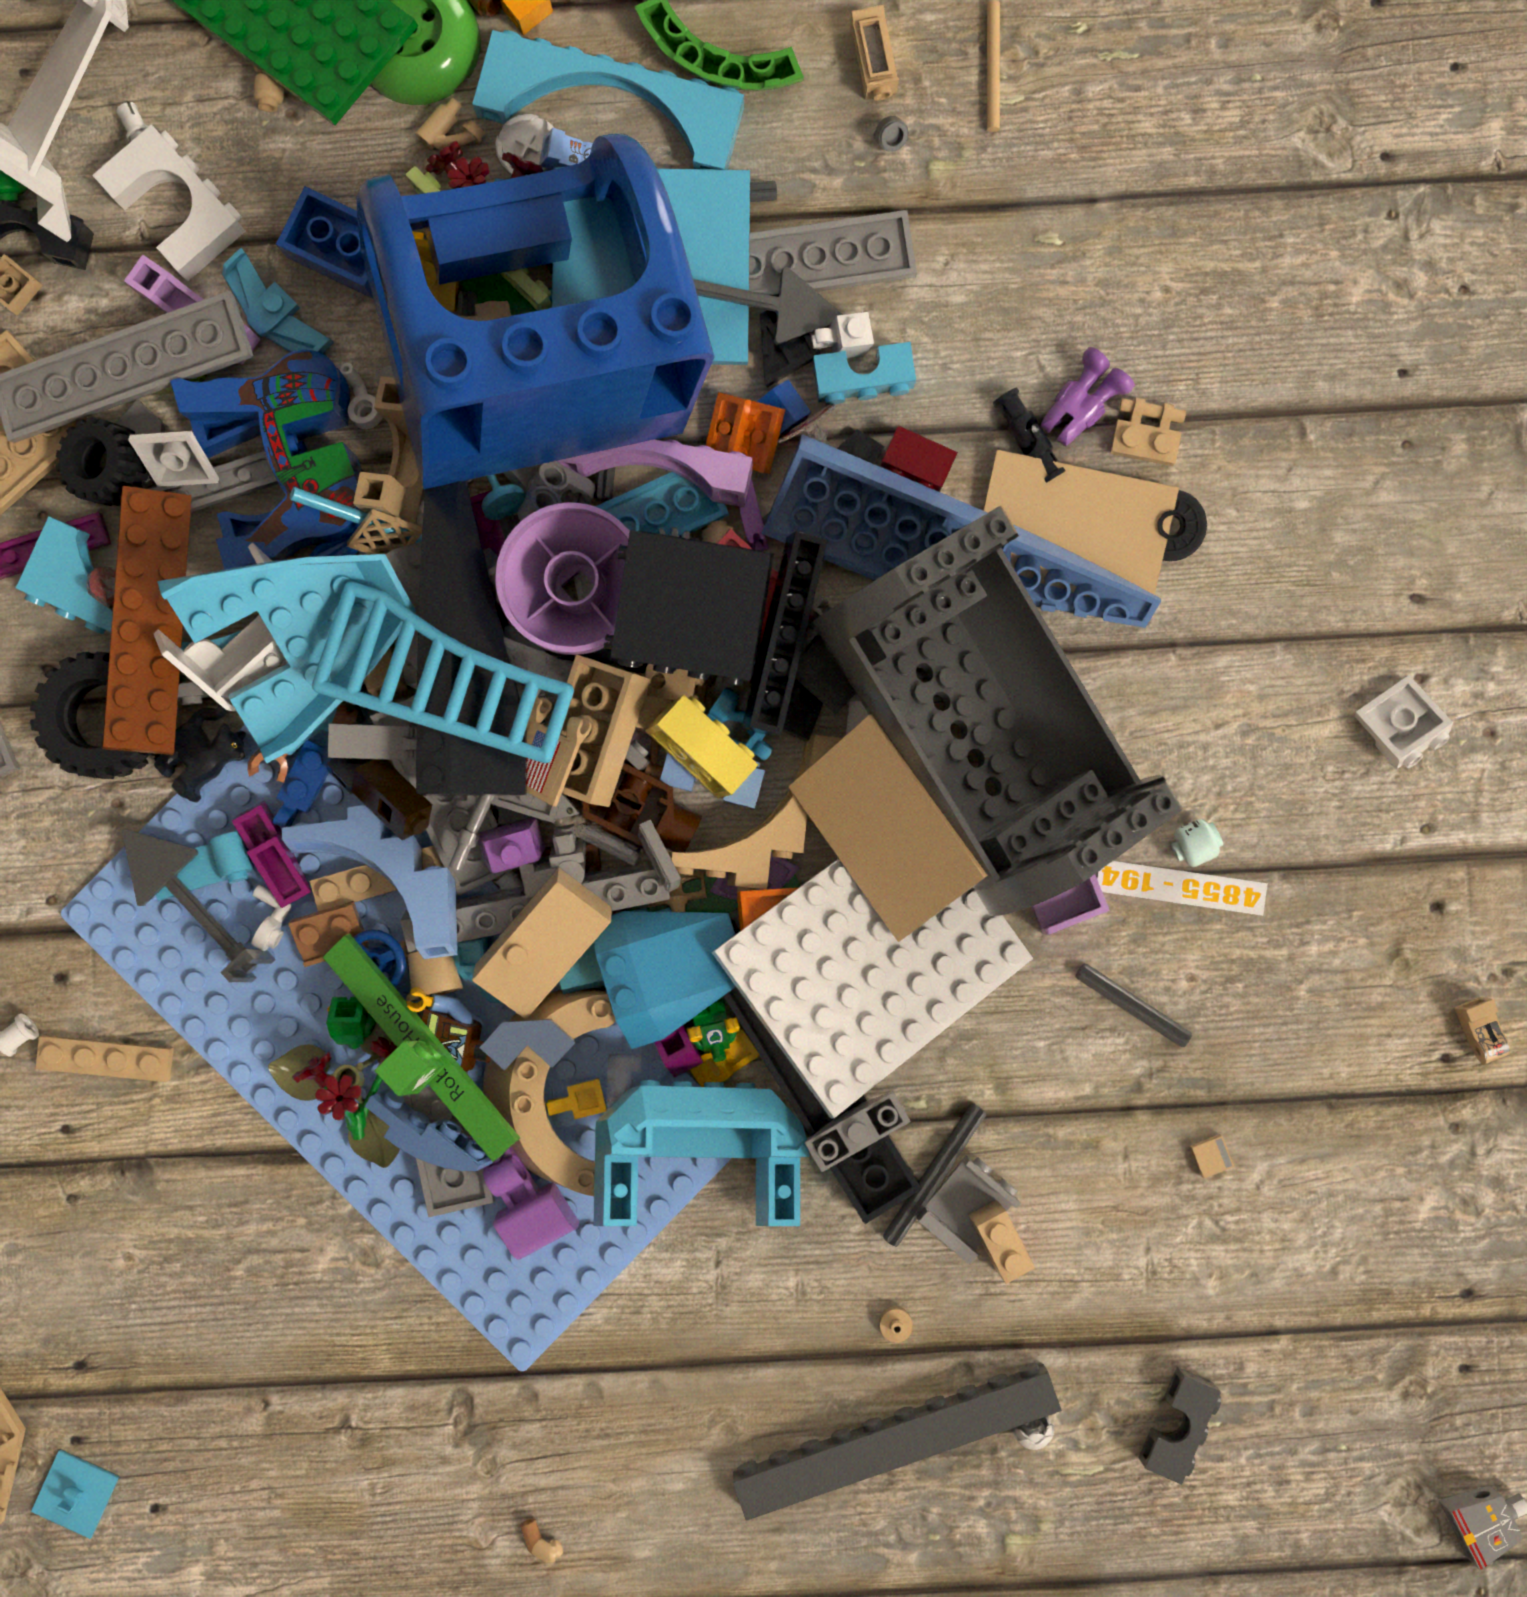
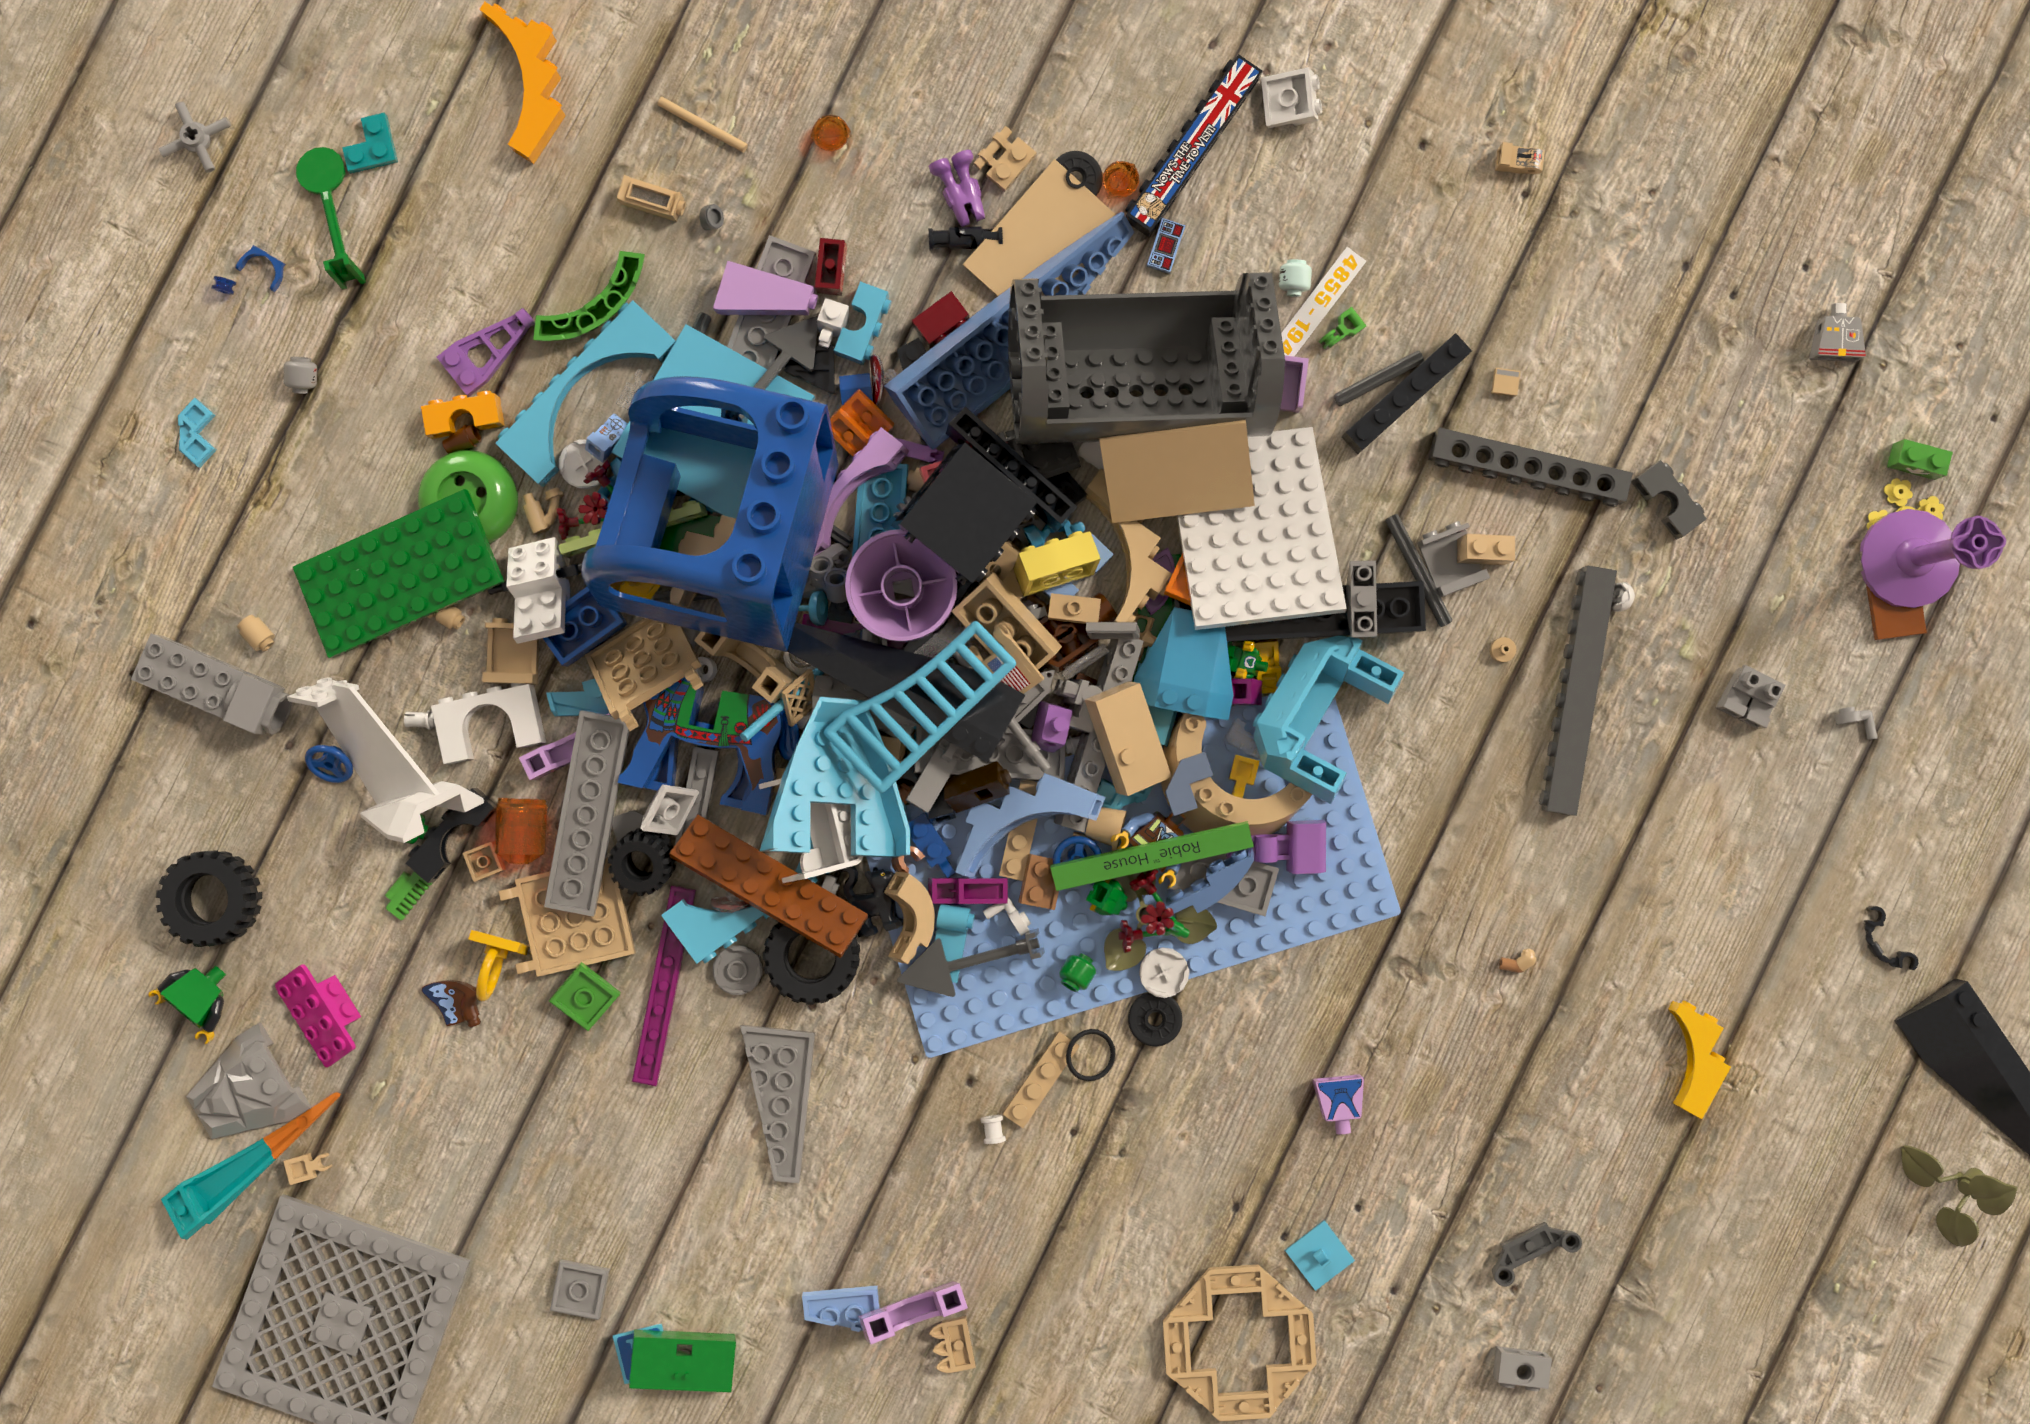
camera: 65 degrees left, 0 degrees up
(31, 48) = (331, 761): none -> blue piece
(43, 640) = (737, 970): none -> light grey tile
(64, 303) = (520, 829): none -> clear orange cylinder
(161, 1072) = (1072, 1043): none -> black tyre
(207, 814) = (917, 915): none -> tan arch
(224, 1155) = (1160, 1034): none -> black wheel
(245, 1033) = (1077, 972): none -> green head
(264, 185) = (508, 660): none -> tan panel
(266, 1421) = (1340, 1099): none -> torso
(301, 1134) = (1164, 972): none -> white tile
(320, 333) = (642, 664): none -> tan plate
(352, 154) = (539, 587): none -> white piece
(411, 1067) = (1163, 862): bright green brick -> none
(662, 797) = (1073, 608): none -> tan plate
(832, 234) = (761, 293): none -> lavender slope
(909, 299) = (830, 266): none -> dark red brick
(1064, 215) = (830, 133): none -> clear orange hat
(1133, 1048) = (1406, 393): none -> black arch
(1150, 672) = (1166, 245): none -> tile
(1167, 1352) = (1616, 480): none -> dark grey brick
(1186, 942) = (1330, 340): none -> bright green piece
(1197, 577) = (1120, 179): none -> clear orange hat
(1286, 640) = (1193, 145): none -> brick

